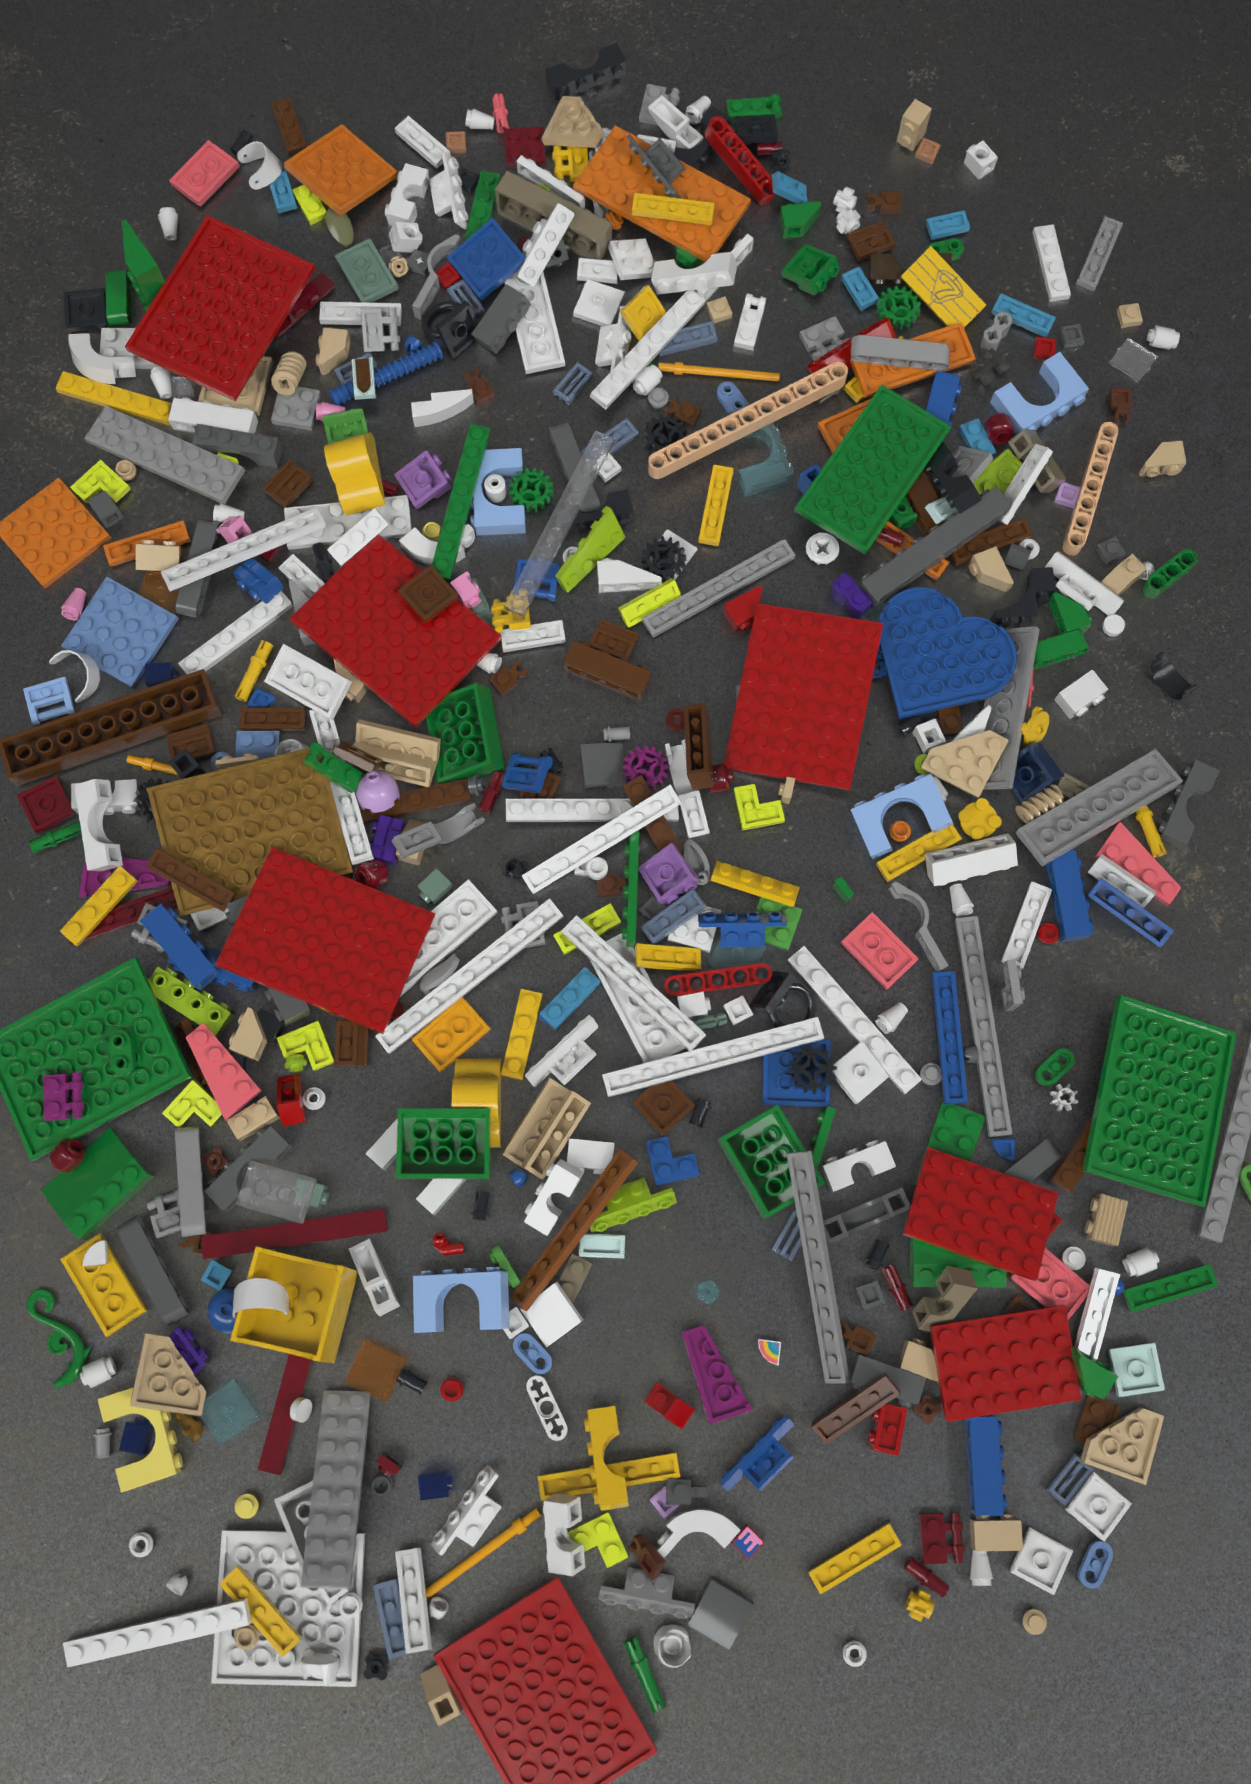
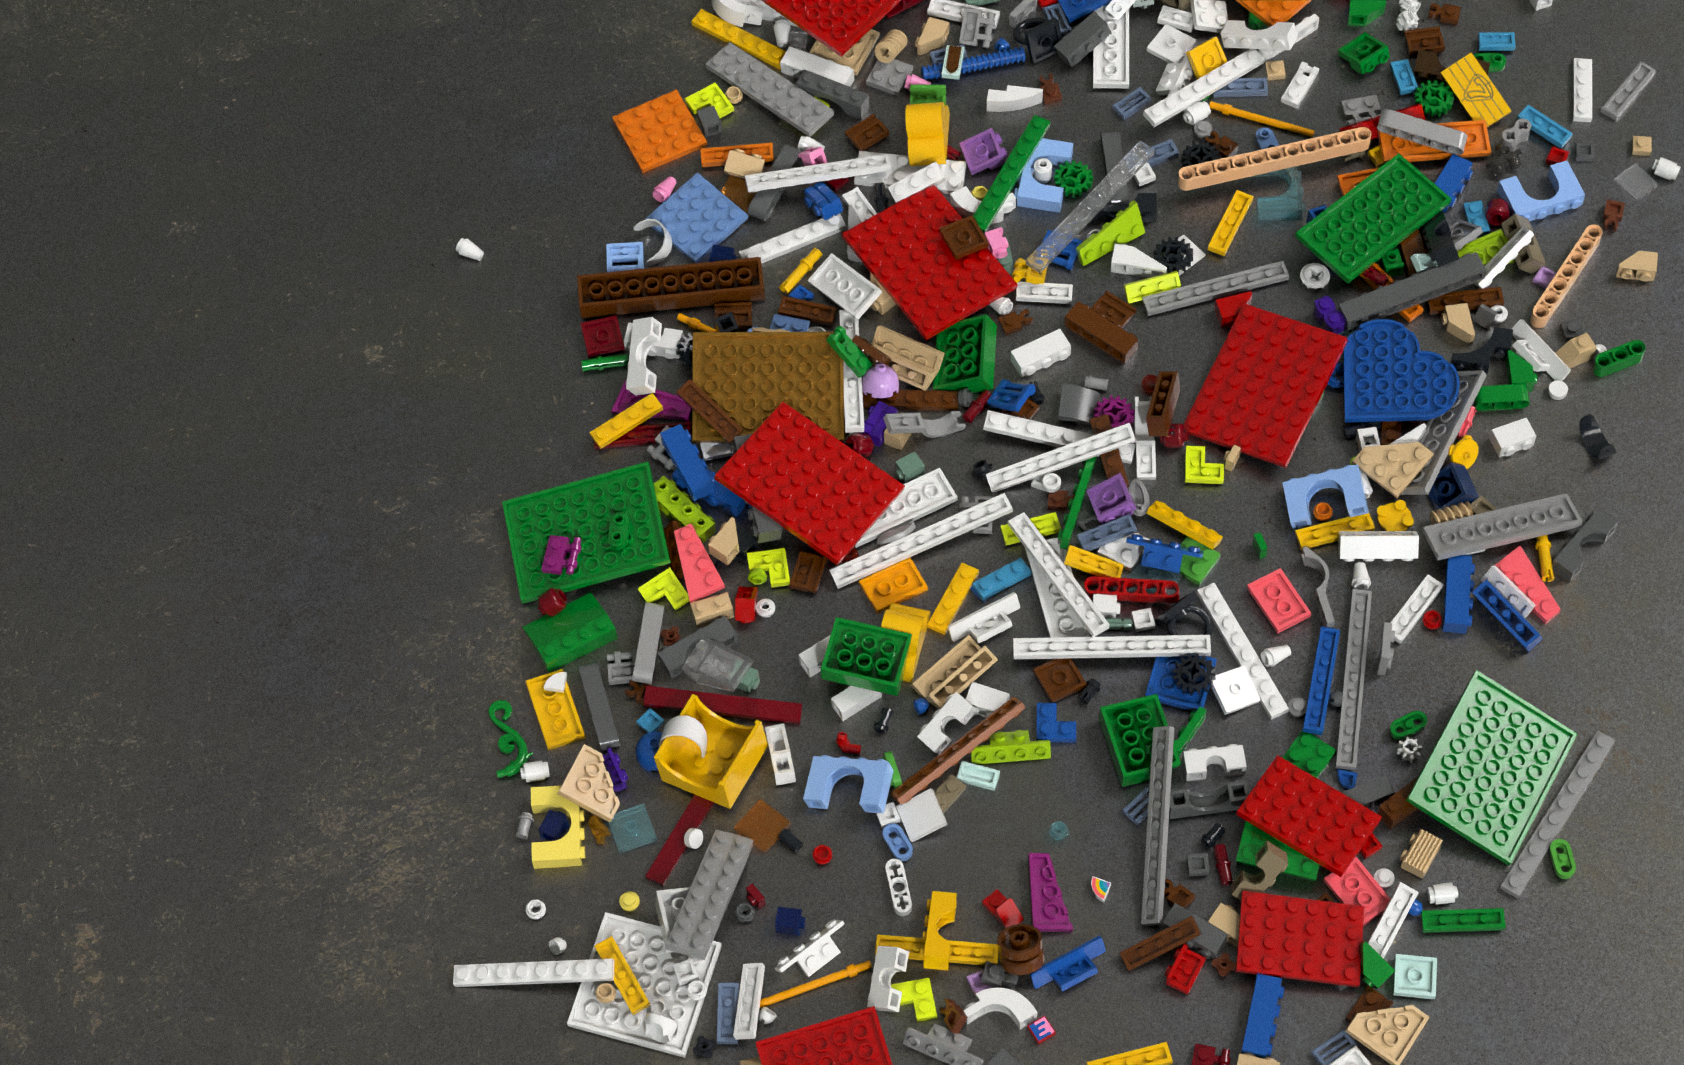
camera: 20 degrees right, 15 degrees down
(547, 712) = (1040, 353): none -> white brick
(703, 1458) = (1020, 949): none -> reddish brown wheel

